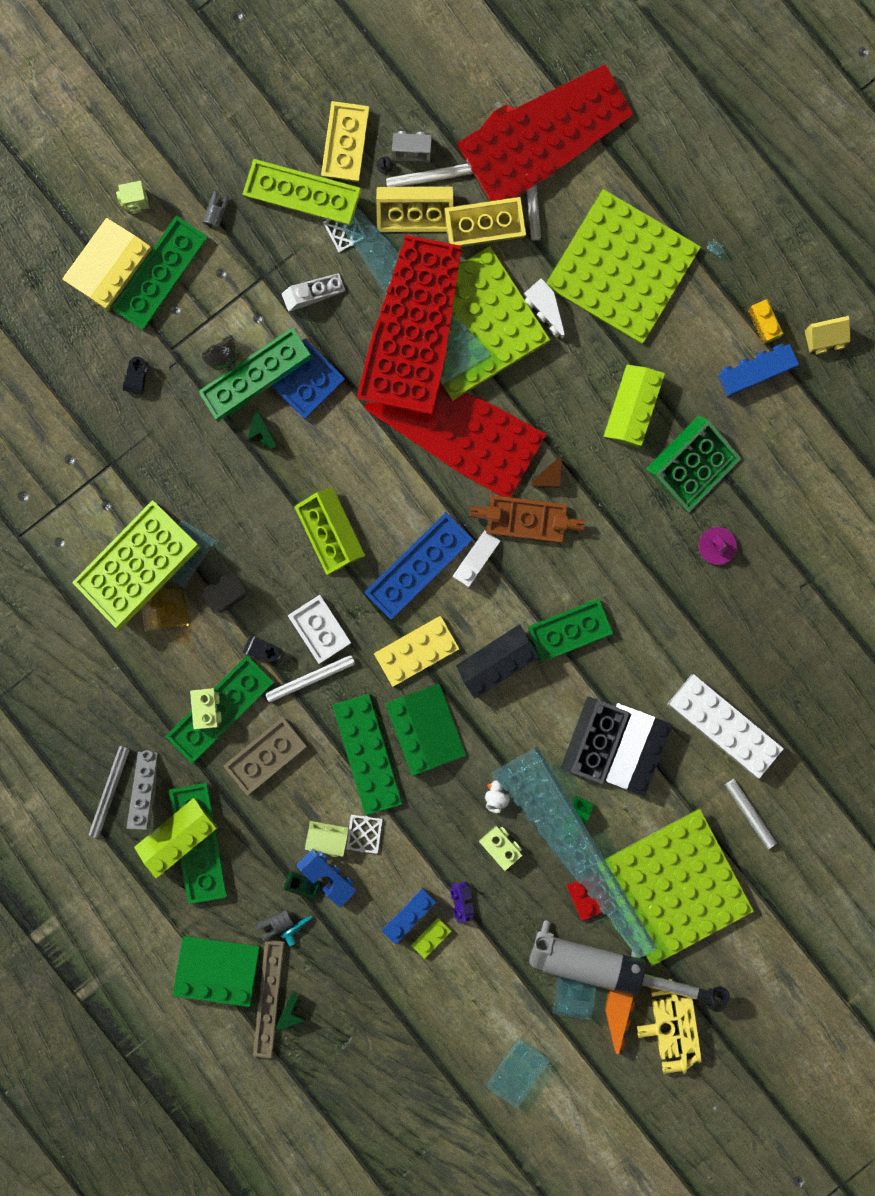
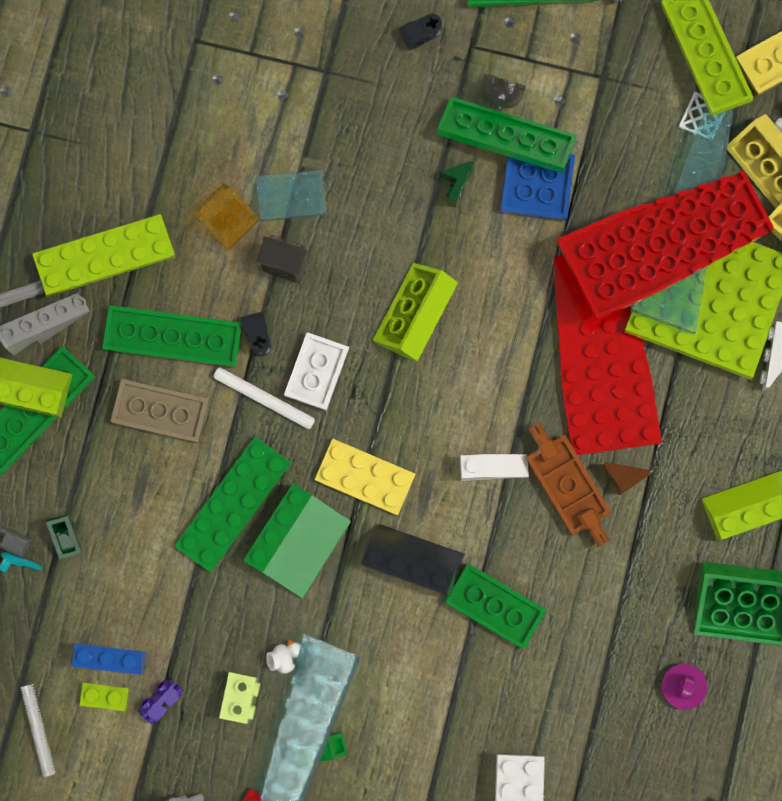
camera: 55 degrees right, 5 degrees down
(126, 714) = (103, 255): none -> lime plate
(136, 565) = (247, 159): lime plate -> none
(204, 708) = (162, 321): yellowish green brick -> none
(312, 291) = (623, 129): white slope -> none
(315, 866) = (89, 534): blue arch -> none
(326, 838) = (124, 525): yellowish green brick -> none
(366, 819) = (163, 573): white window -> none
(418, 566) = (446, 418): blue plate -> none
(418, 998) = (37, 730): none -> white axle
(595, 740) = (409, 709): black slope -> none
(637, 751) = (426, 751): slope -> none

